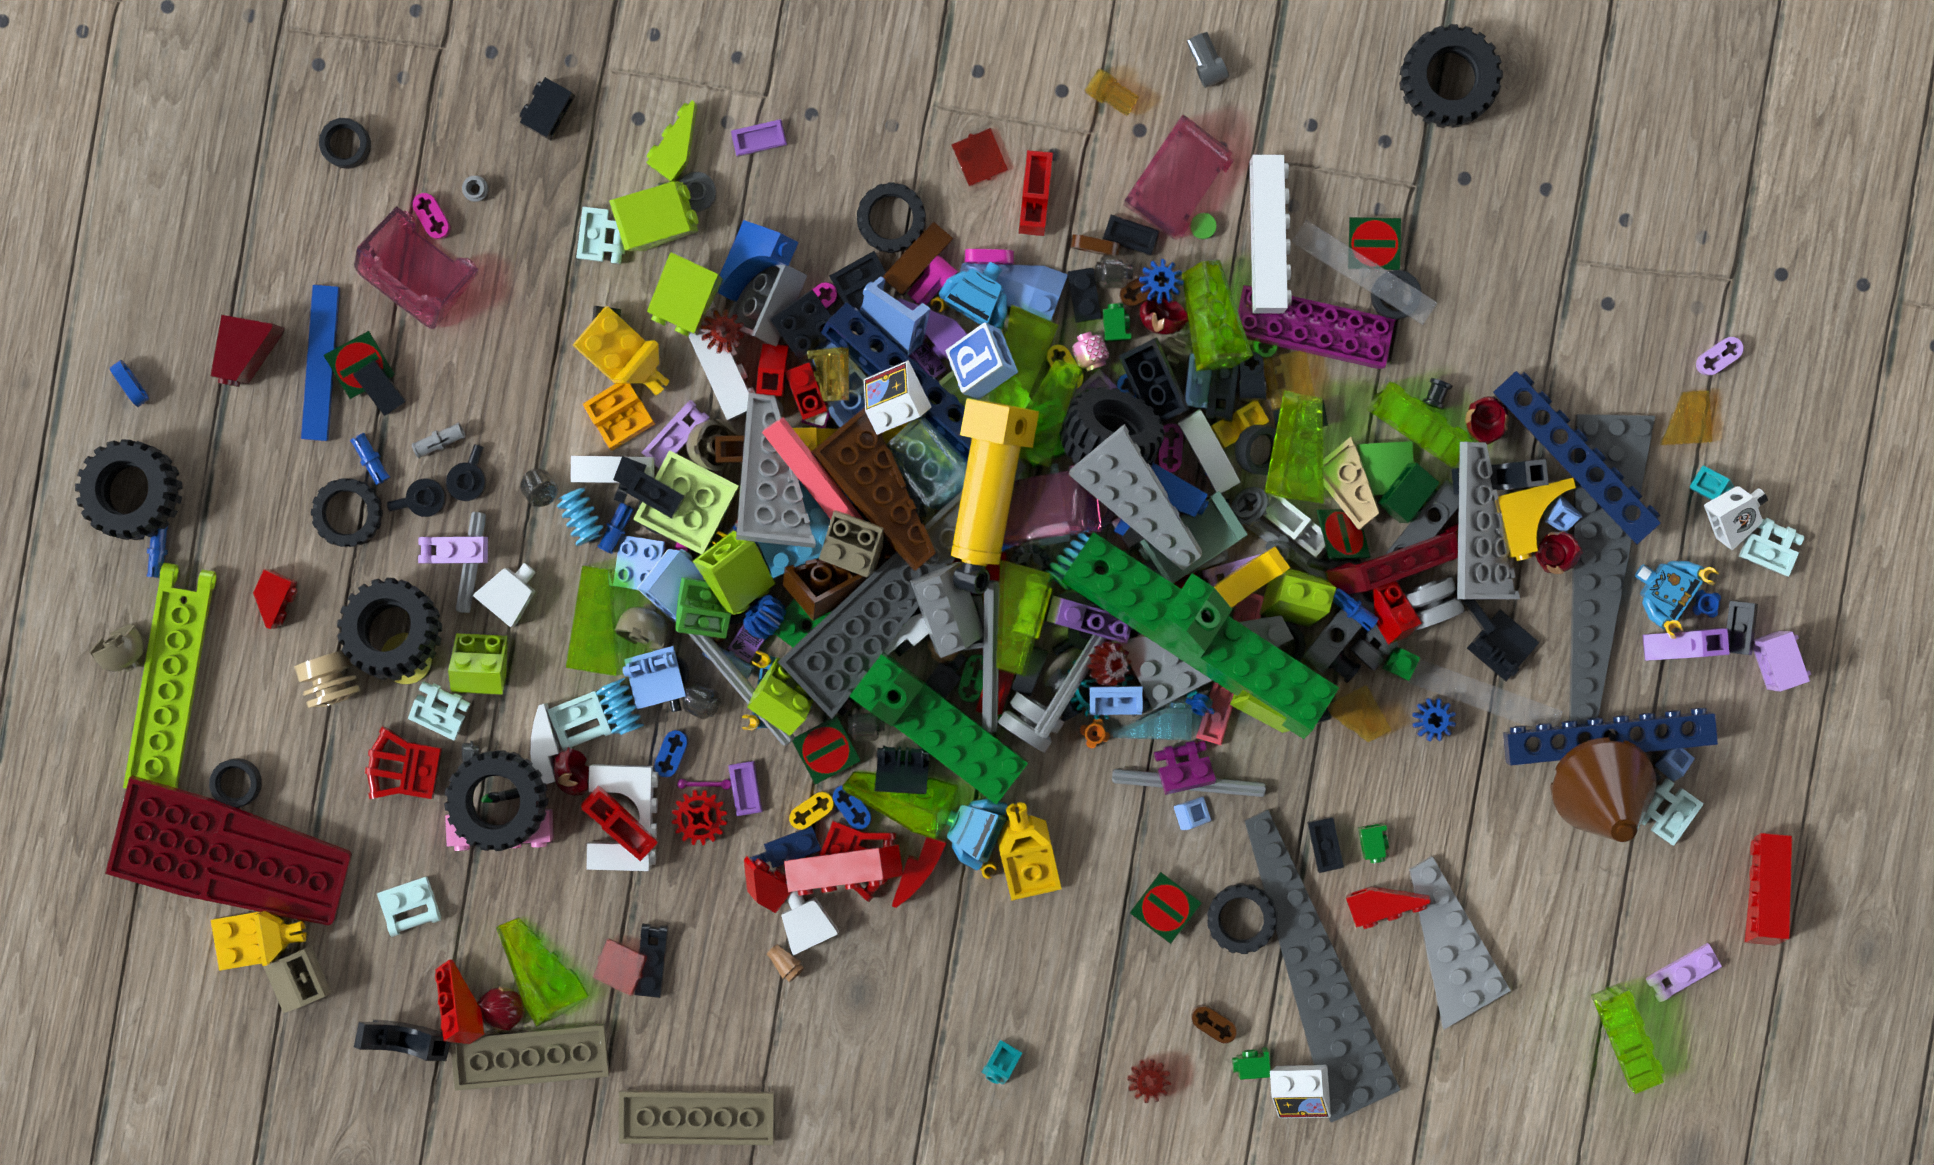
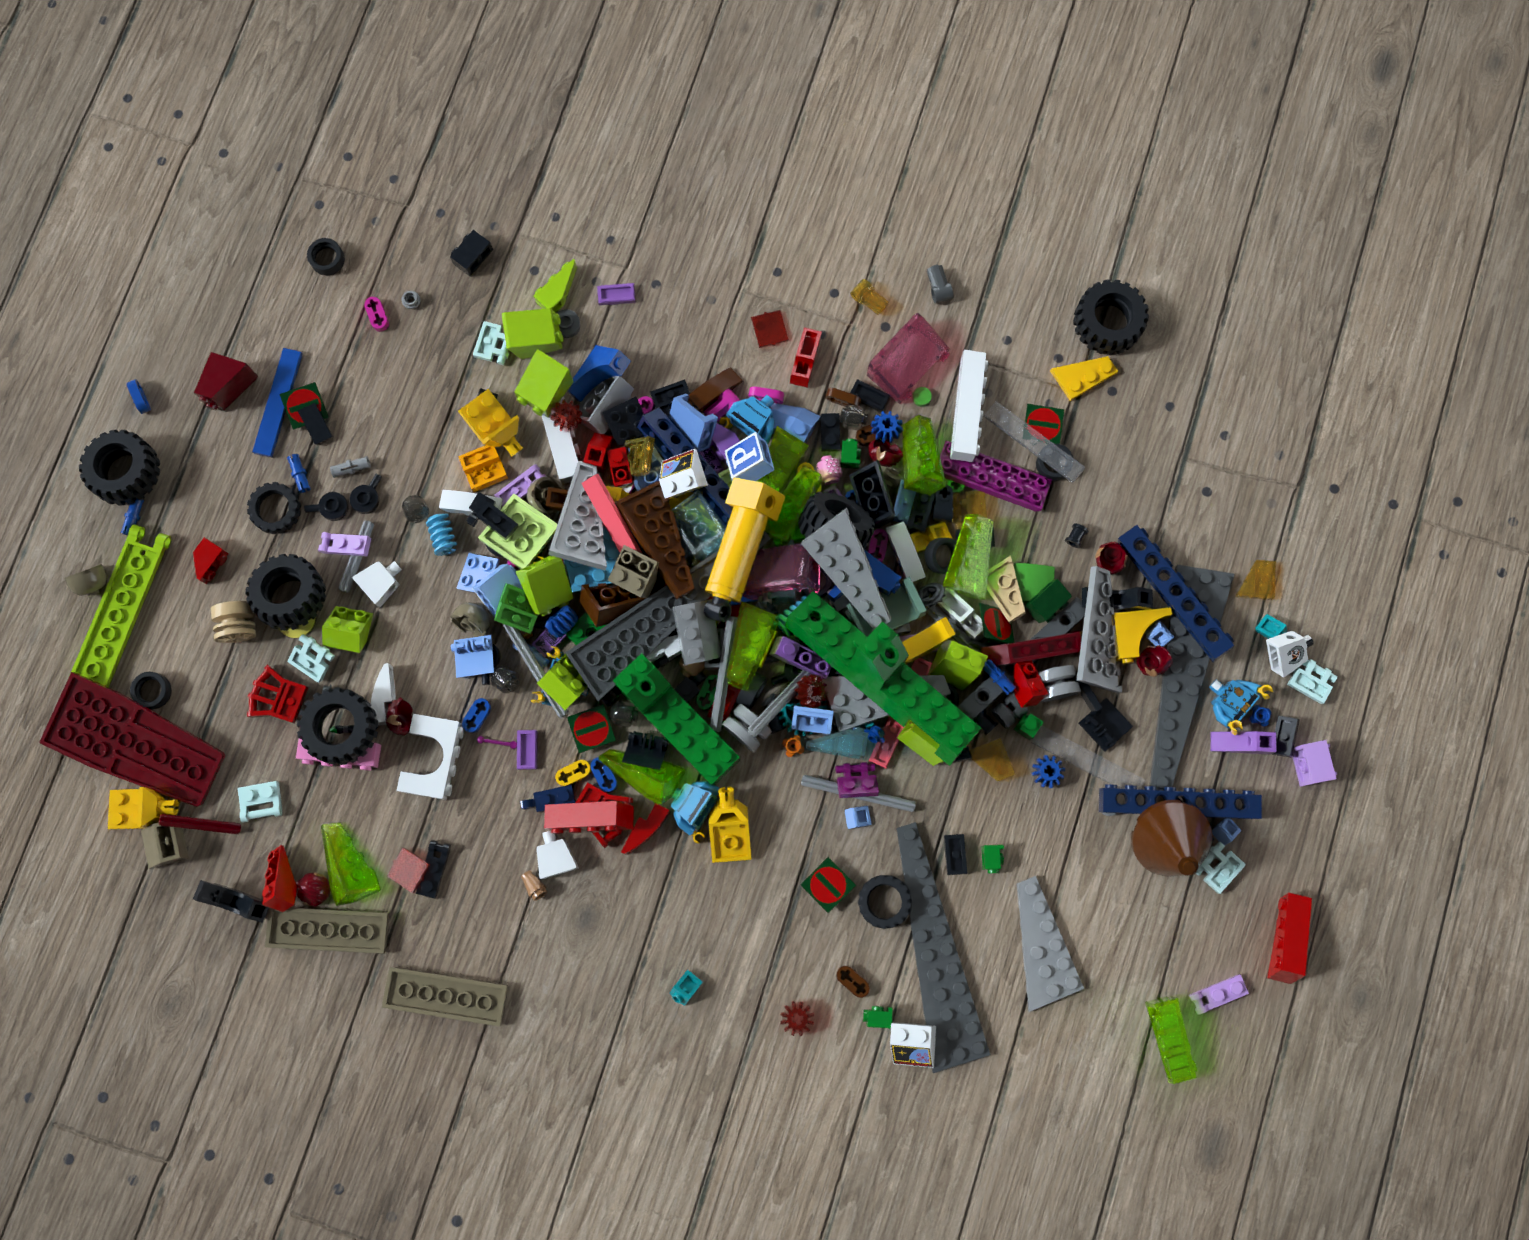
camera: 15 degrees right, 10 degrees down
(340, 949) = (199, 824): none -> dark red axle
(412, 269) = (354, 346): clear pink windscreen -> none
(576, 713) = (413, 675): light aqua plate -> none
(593, 632) = (433, 621): clear neon green wedge -> none
(616, 528) = (465, 547): blue axle -> none
(618, 823) = (426, 758): red slope -> none
(619, 707) = (443, 675): medium azure piece -> none
(709, 824) = (483, 770): red gear -> none
(764, 885) = (528, 822): red slope -> none
(878, 193) = (700, 341): black tyre -> none
(1379, 903) = (987, 905): red slope -> none
(1418, 423) = (1059, 553): clear neon green wedge -> none
(1421, 164) = (1083, 376): none -> yellow wing
(1716, 351) = (1283, 535): lavender beam -> none

